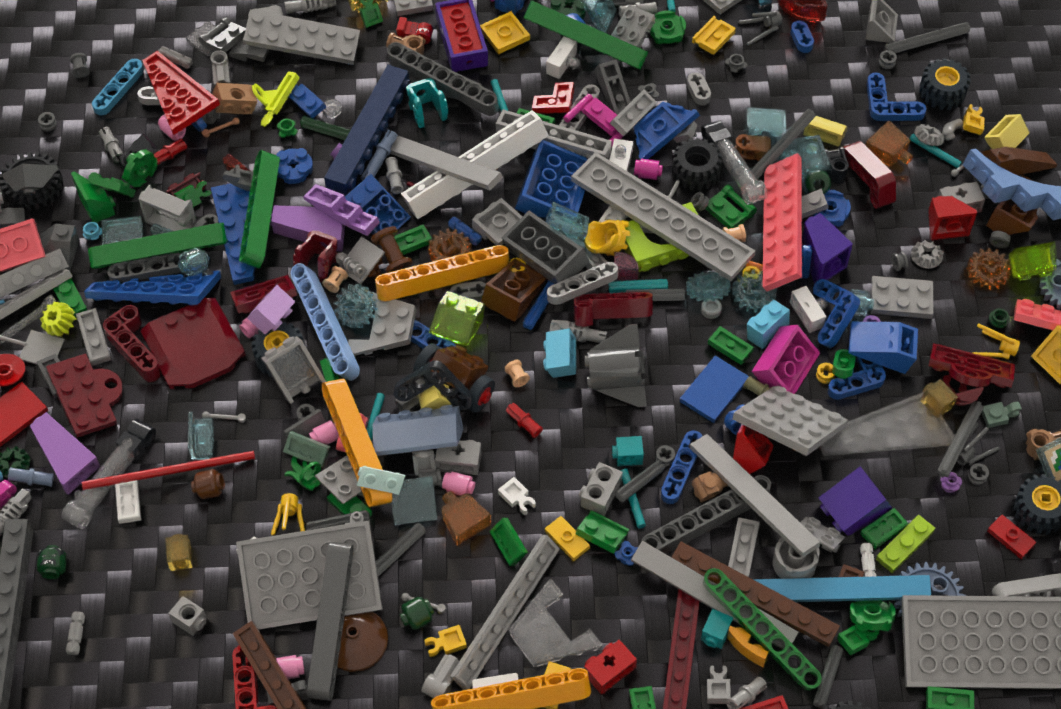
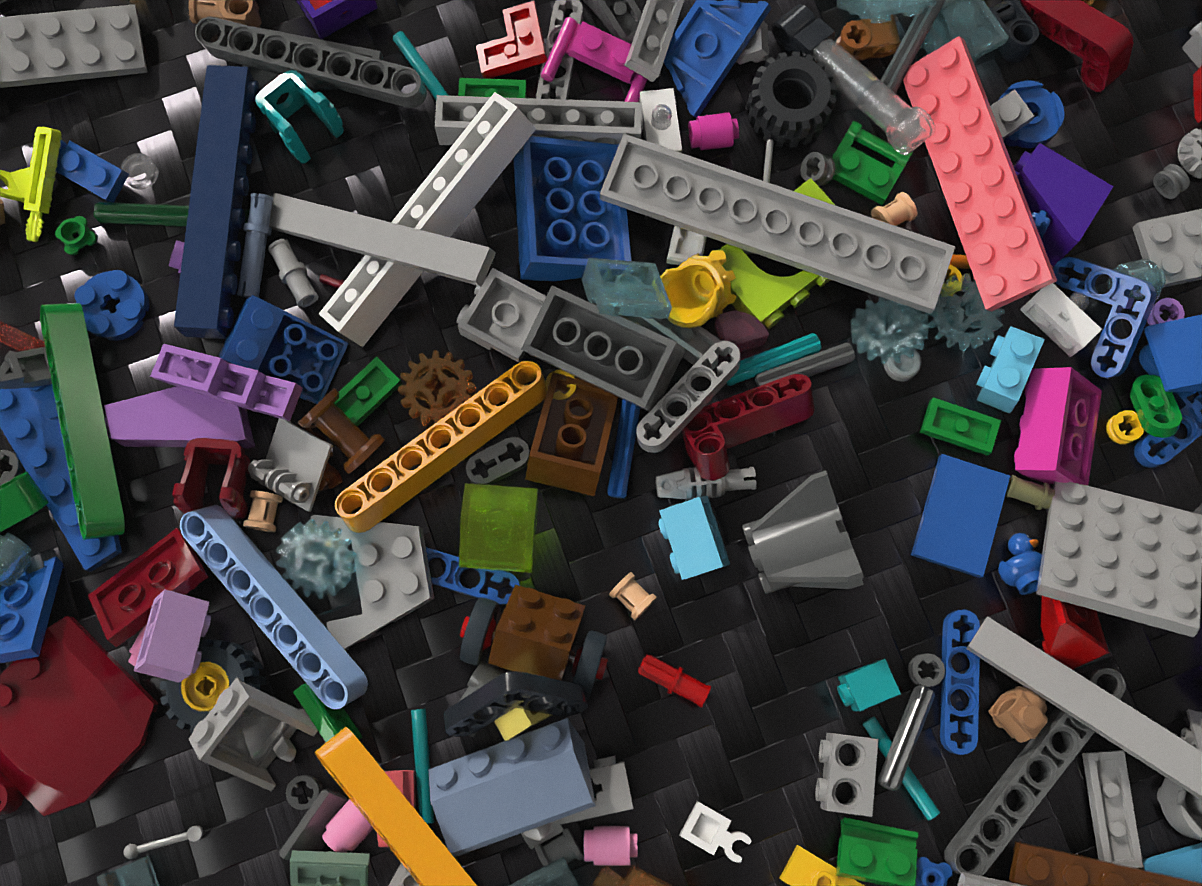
camera: 20 degrees left, 20 degrees up
(474, 238) = (449, 342): blue axle -> none
(816, 175) = (998, 73): dark green head -> none

